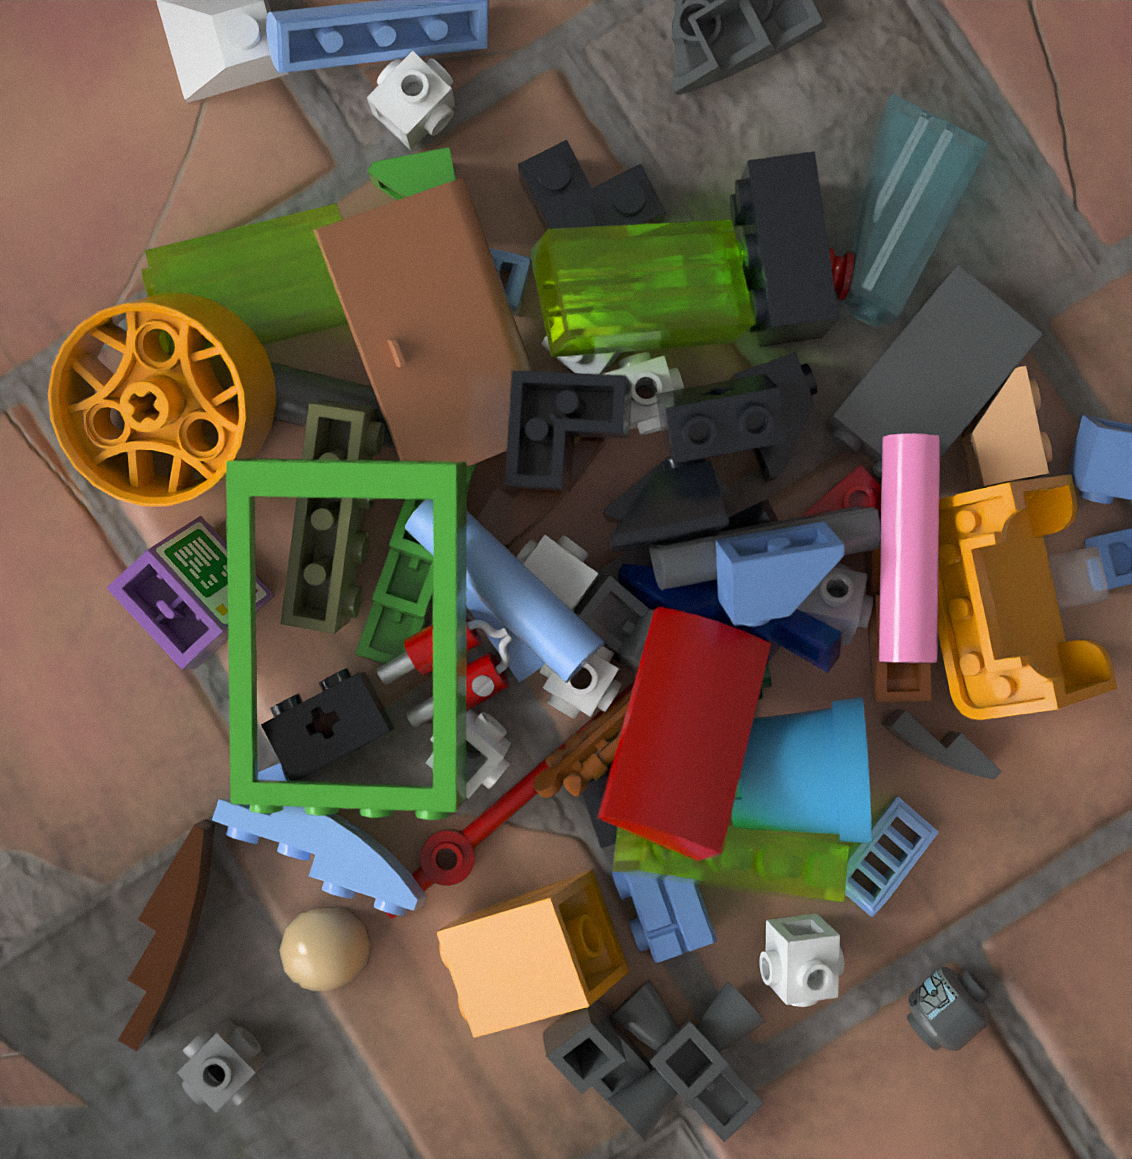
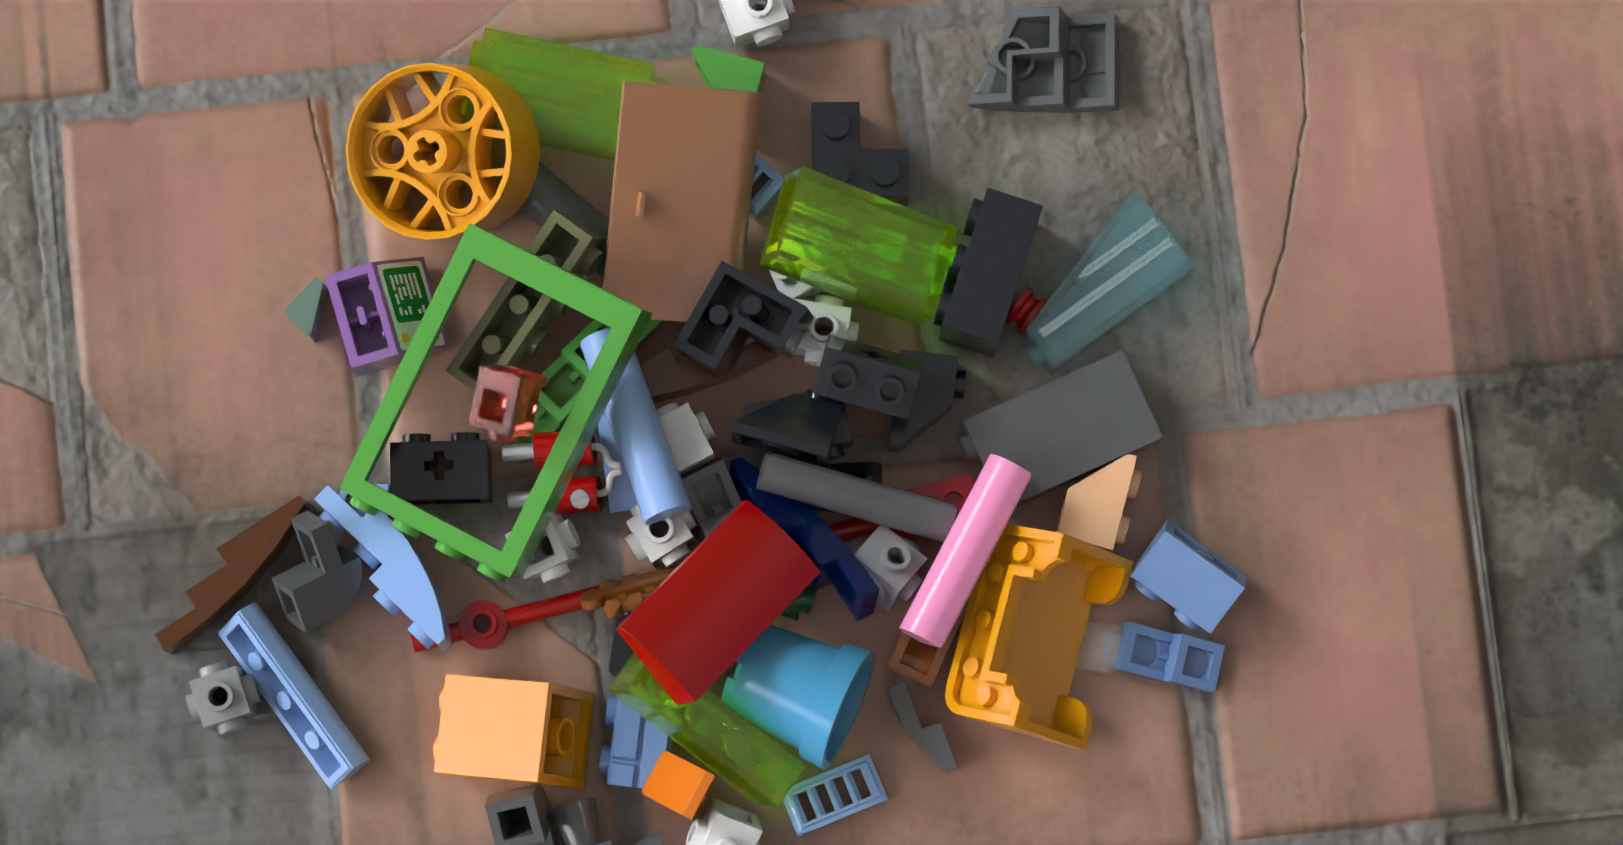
camera: 25 degrees right, 5 degrees down
(110, 627) = (308, 308): none -> sand green slope
(266, 895) = (322, 583): none -> dark grey brick
(291, 1024) = (293, 695): none -> light blue brick
(324, 948) = (350, 649): tan hair -> none
(360, 632) = (506, 401): none -> clear red brick
(733, 930) = (679, 785): none -> orange slope
(773, 570) = (847, 513): medium blue slope -> none

